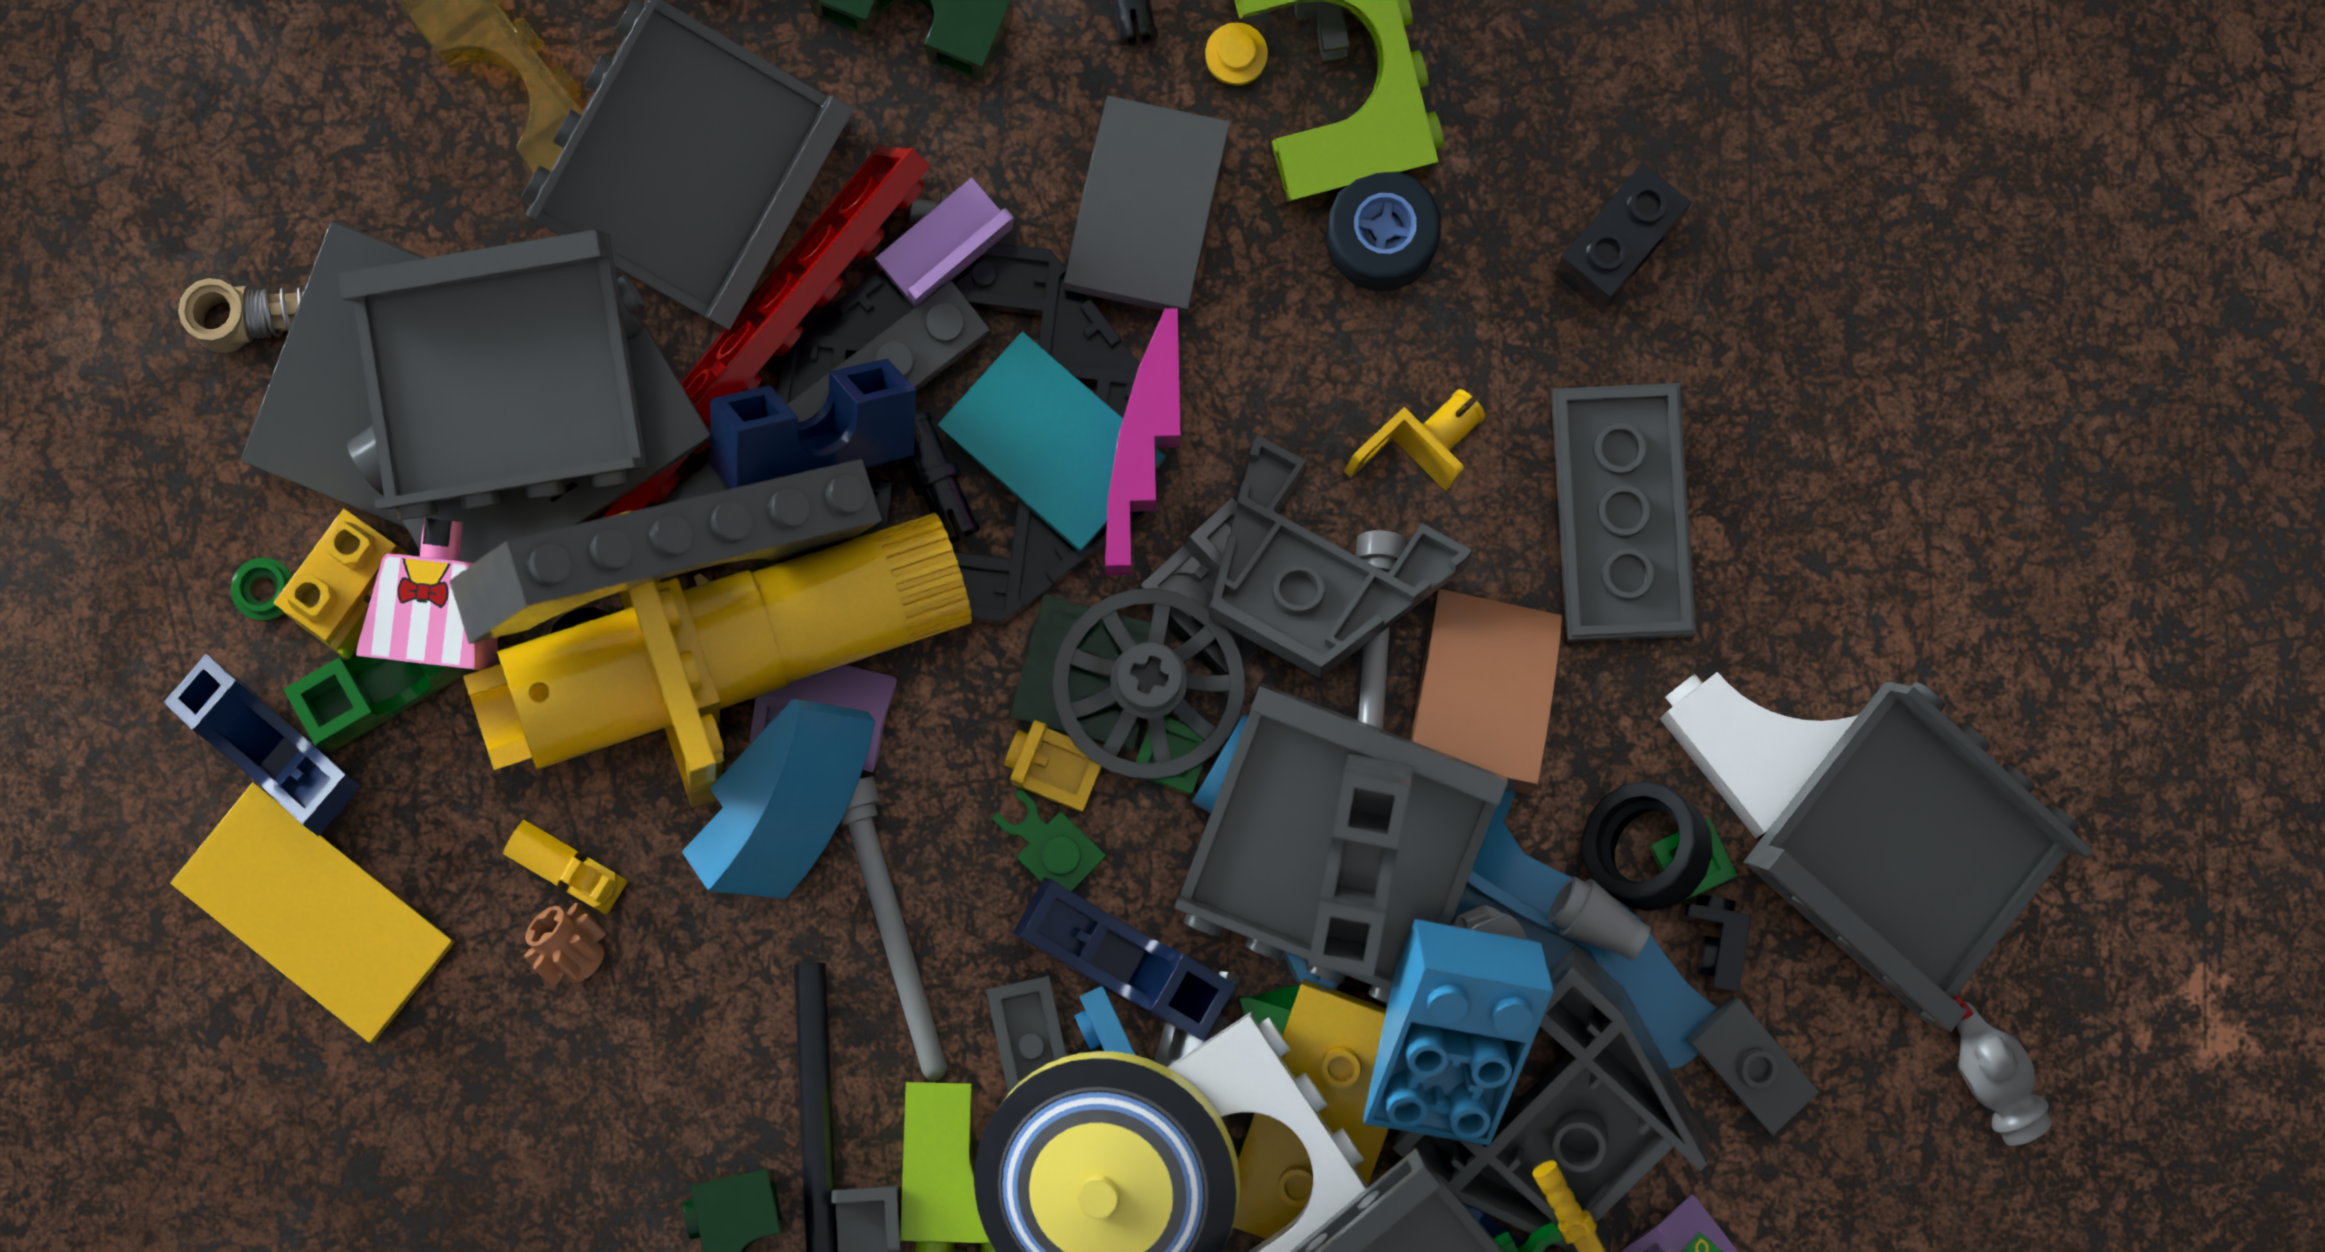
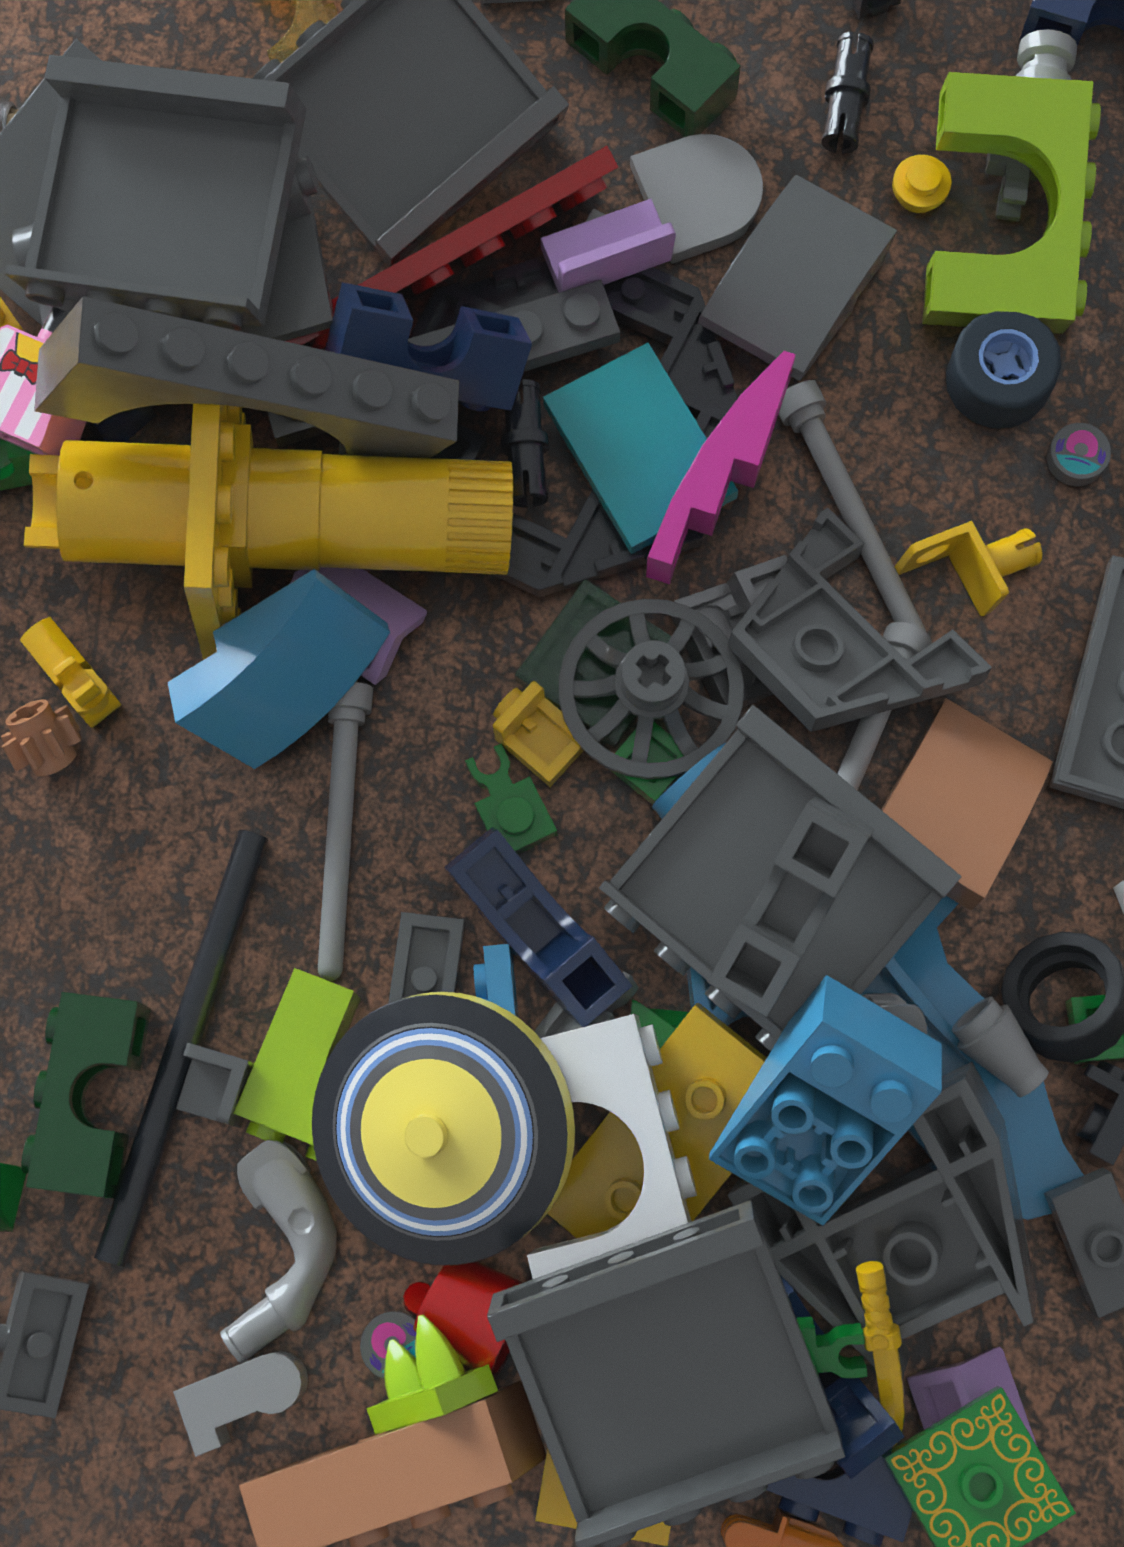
camera: 25 degrees right, 5 degrees down
(1012, 139) = (701, 187): none -> light grey tile
(1201, 343) = (804, 412): none -> light grey piece
(1486, 291) = (1078, 454): none -> tile

